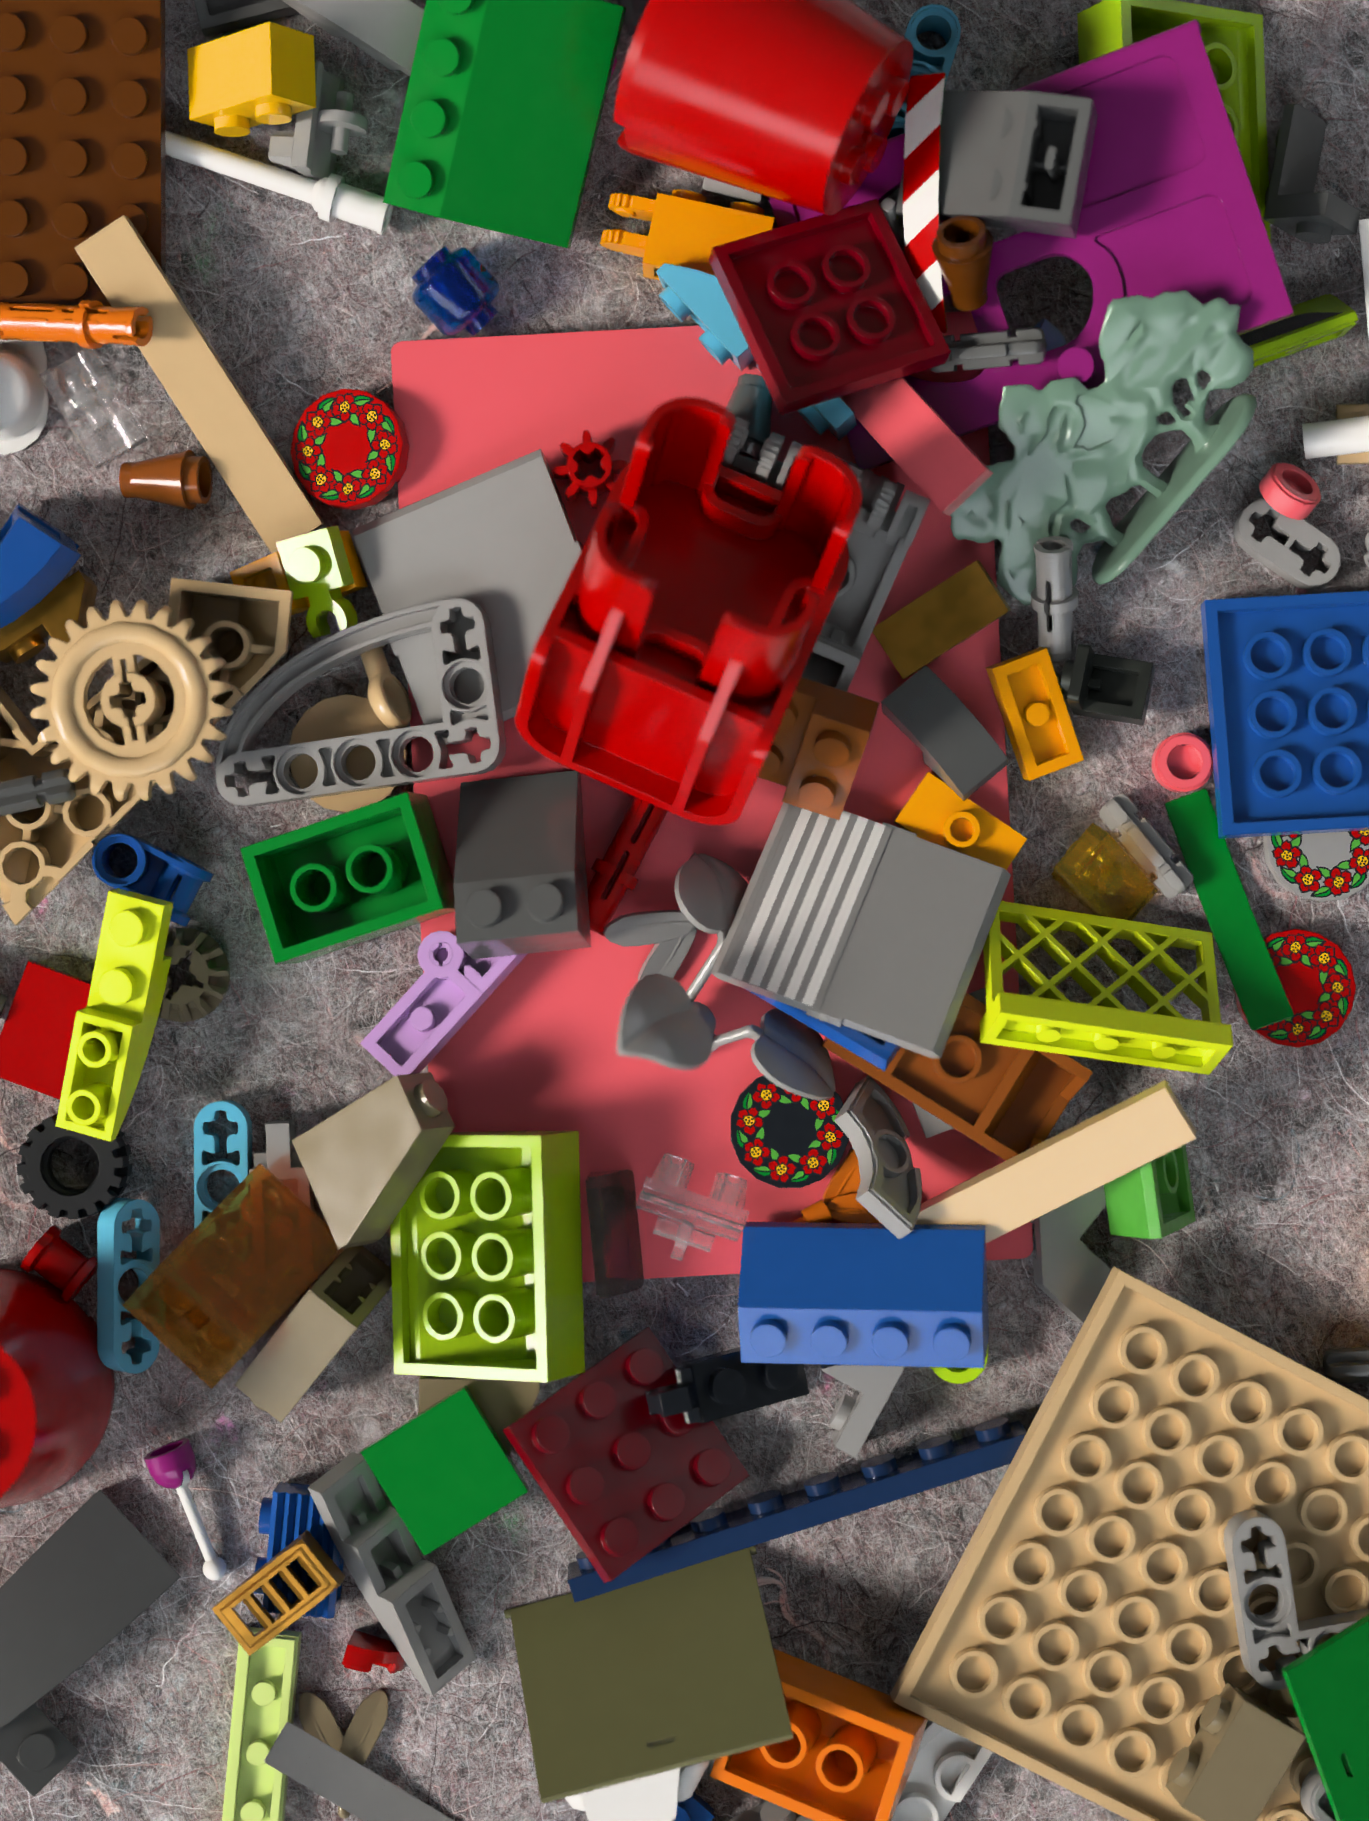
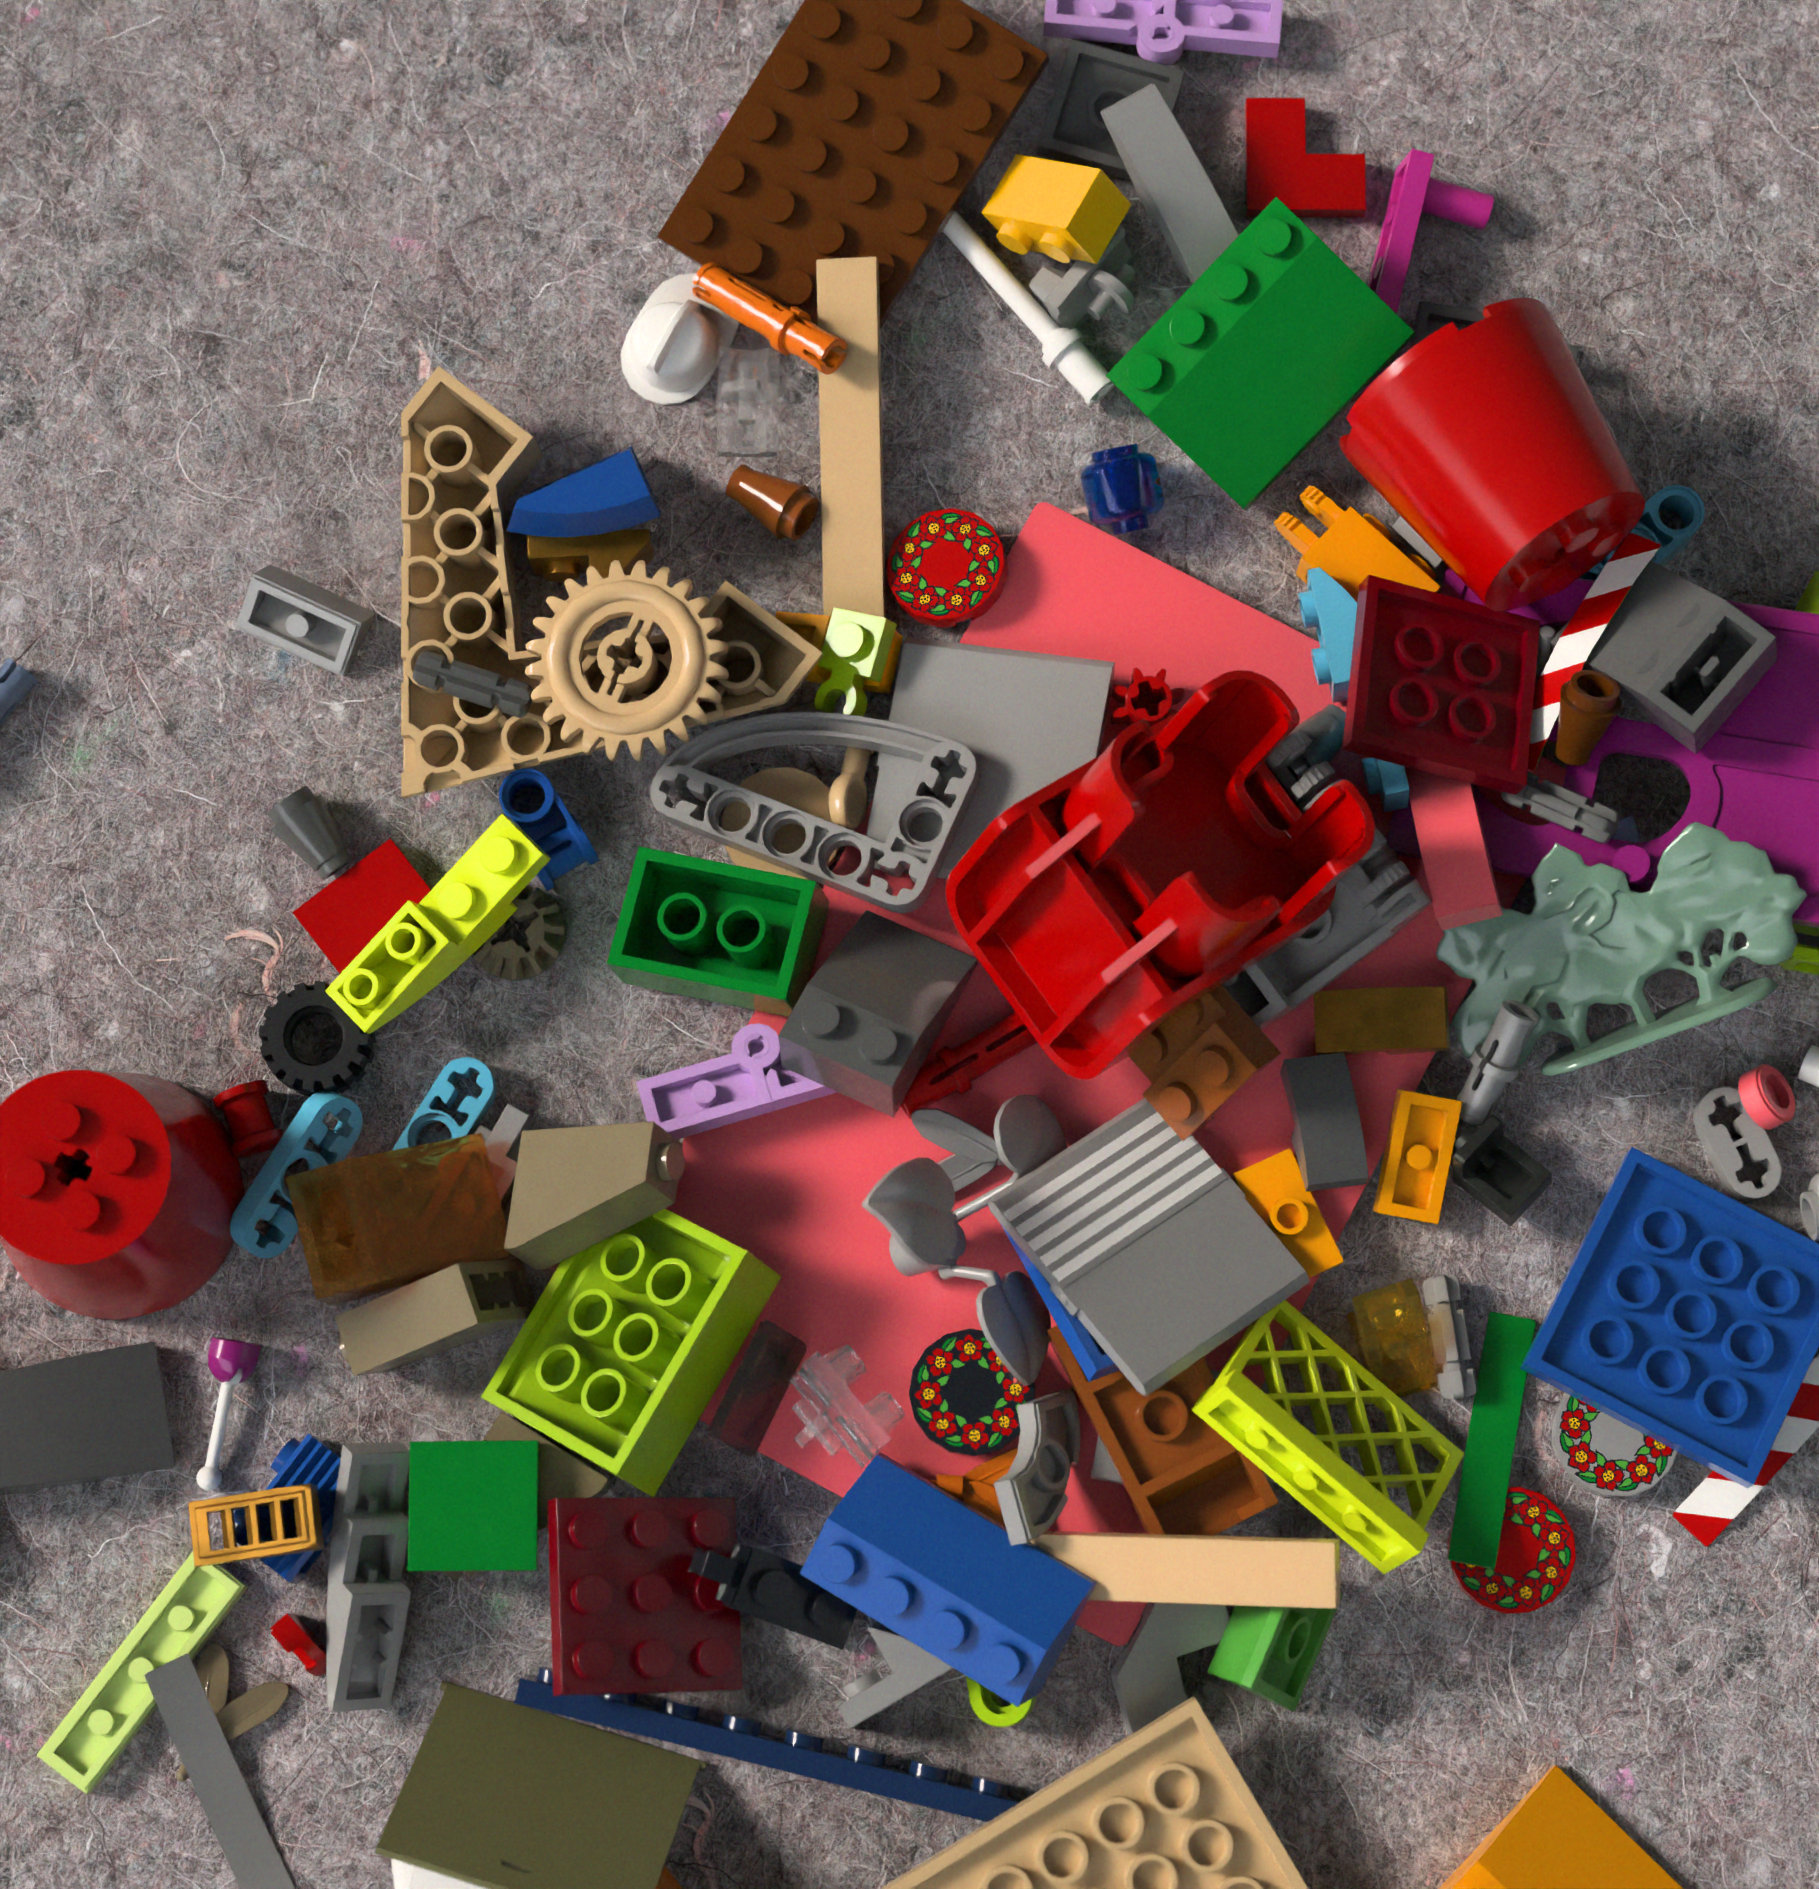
camera: 35 degrees right, 10 degrees down
(1182, 762) = (1527, 1283): coral tile -> none

